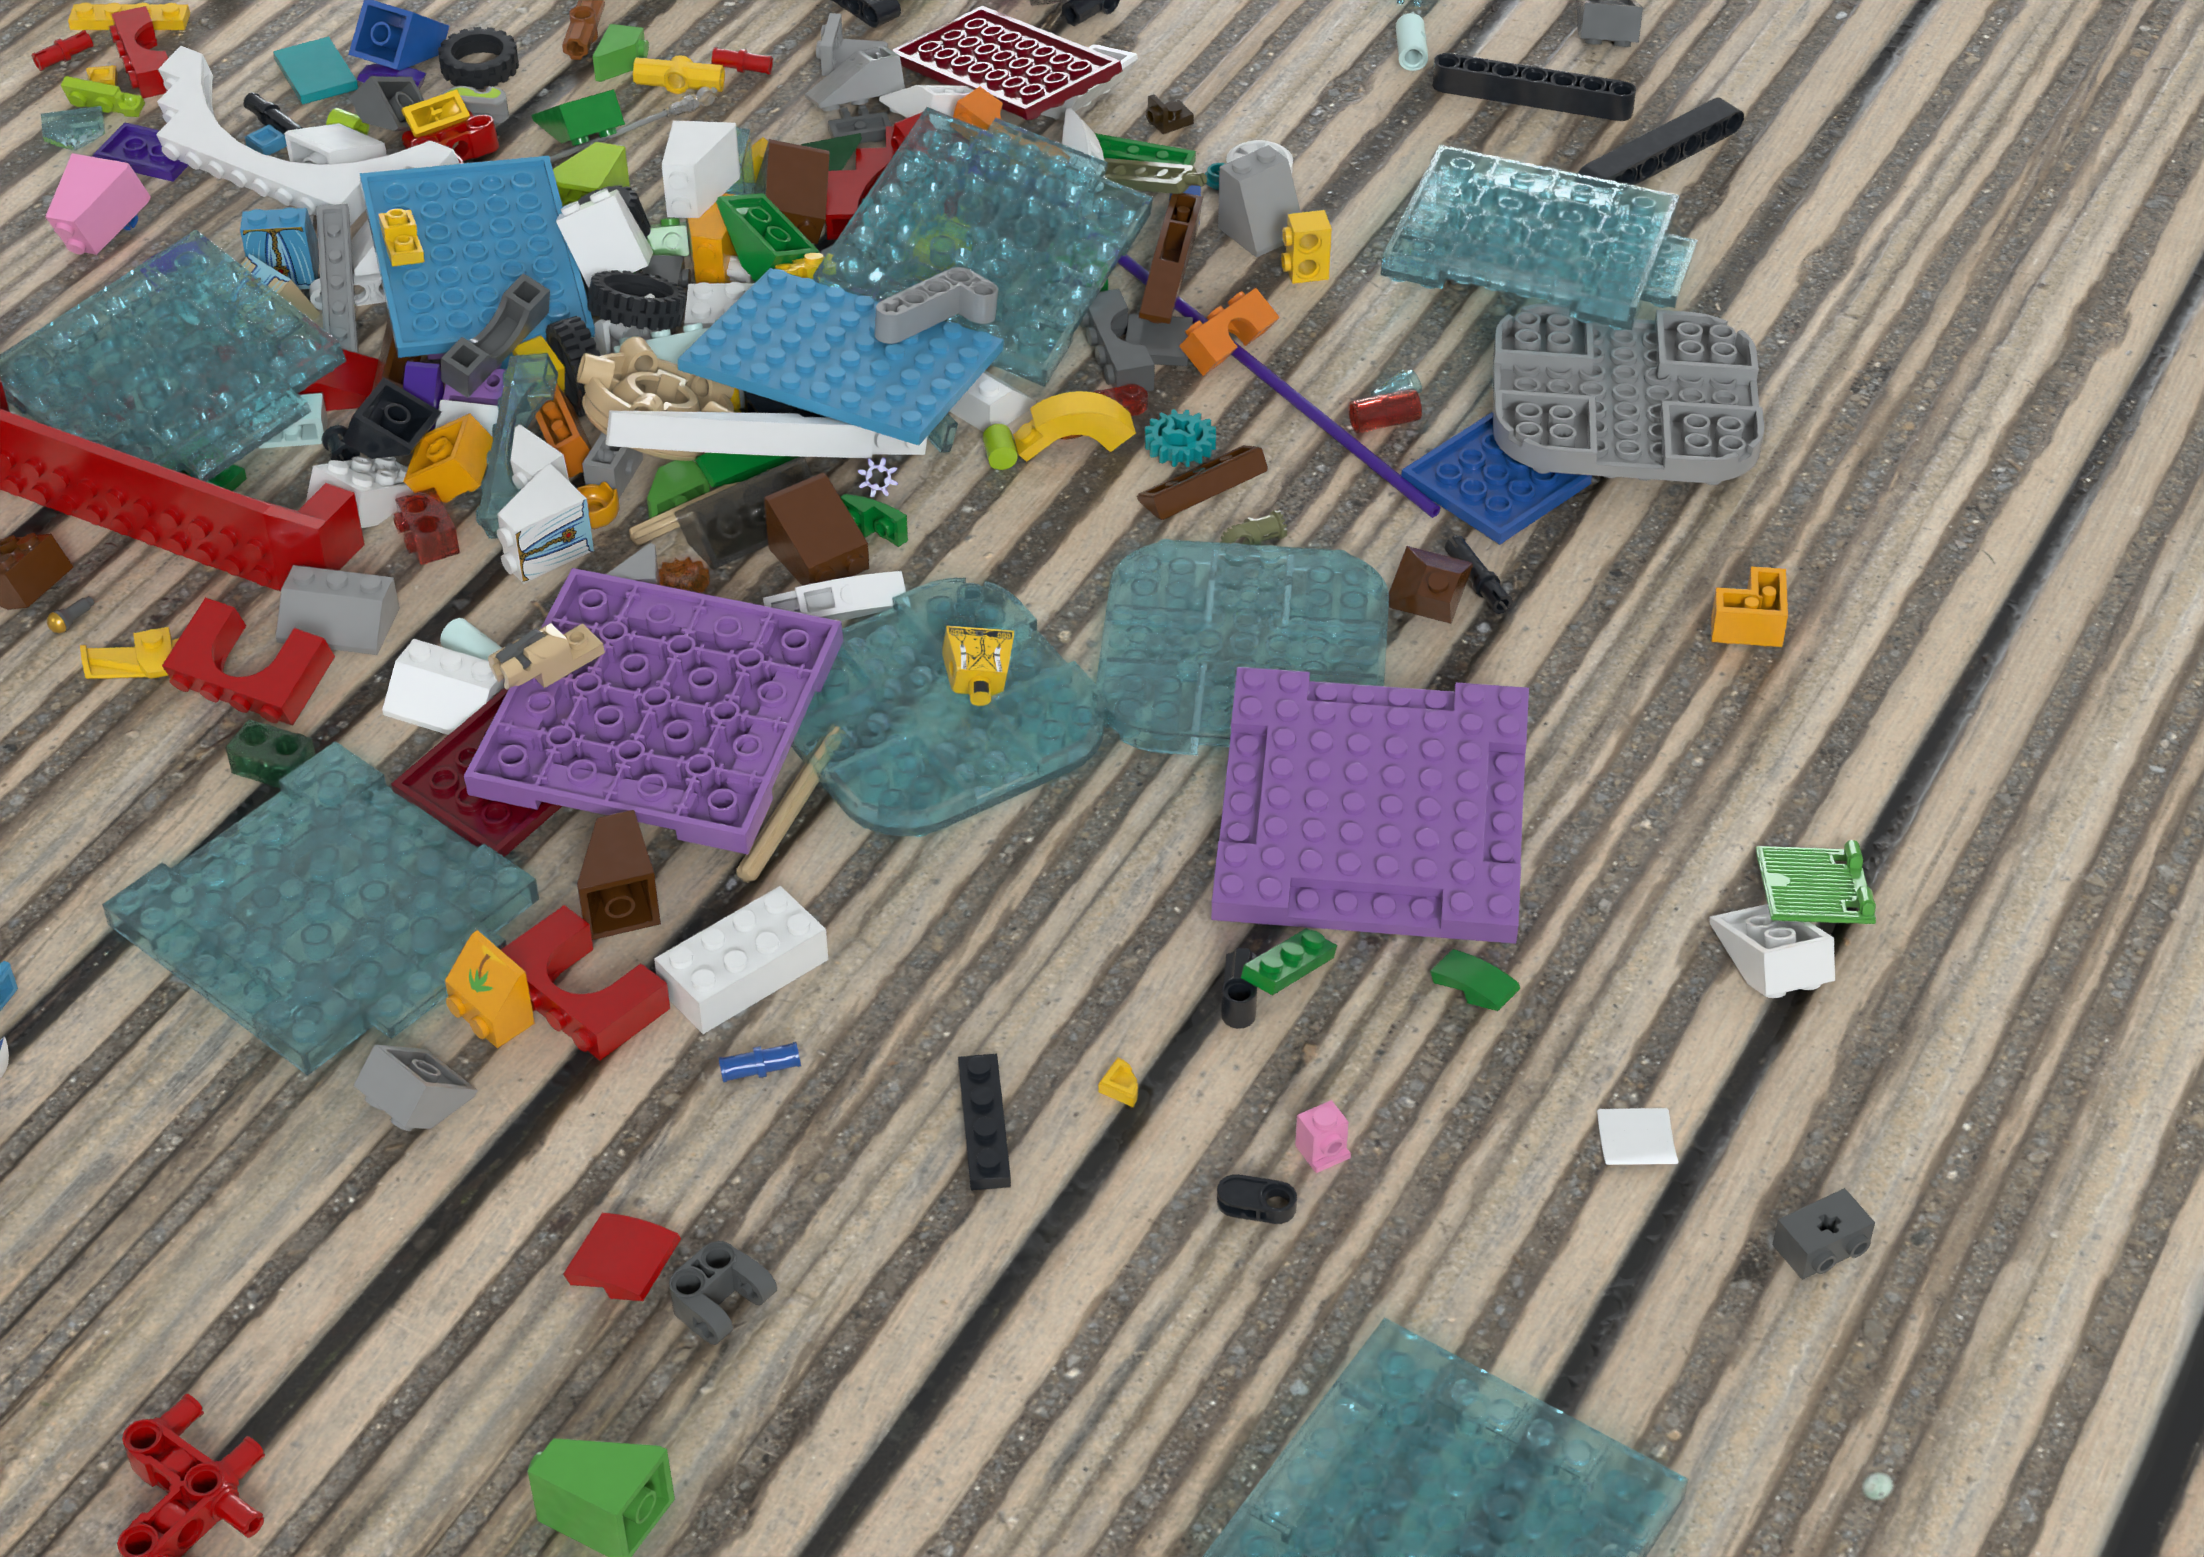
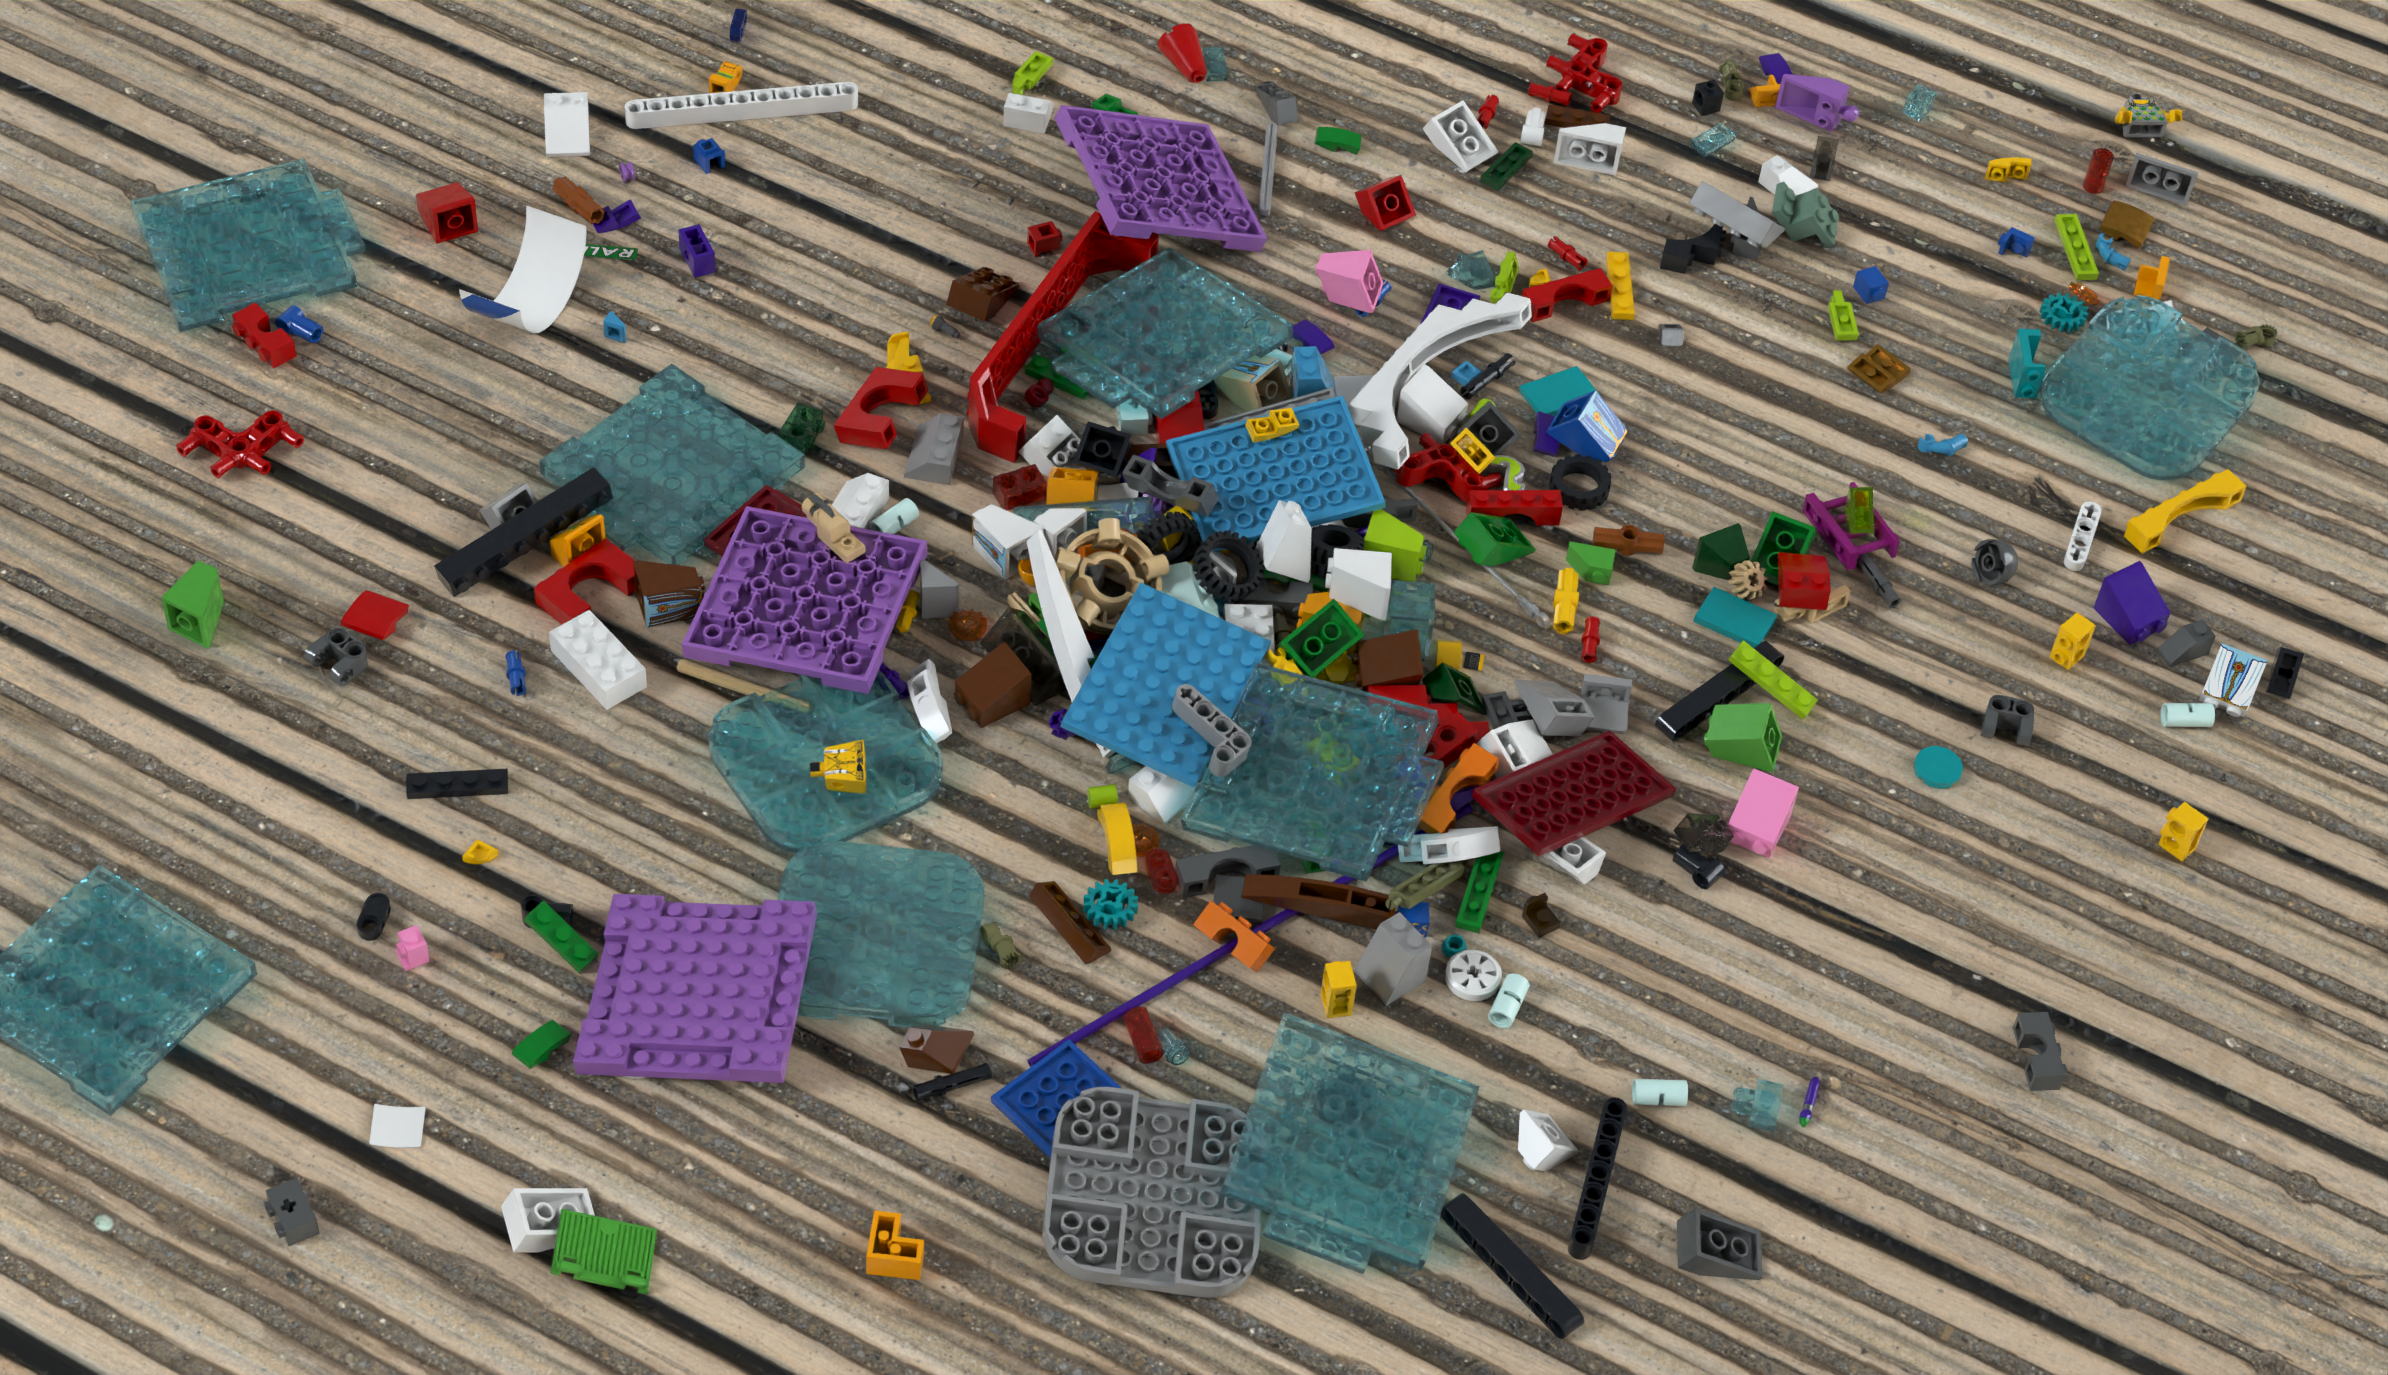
camera: 85 degrees right, 5 degrees up
(475, 1054) = (523, 532): none -> black brick
(521, 92) = (1541, 505): none -> red arch
(877, 517) = (1022, 722): green slope -> none
(1299, 137) = (1508, 1000): none -> light aqua pin
(1496, 119) = (1543, 1141): none -> white slope

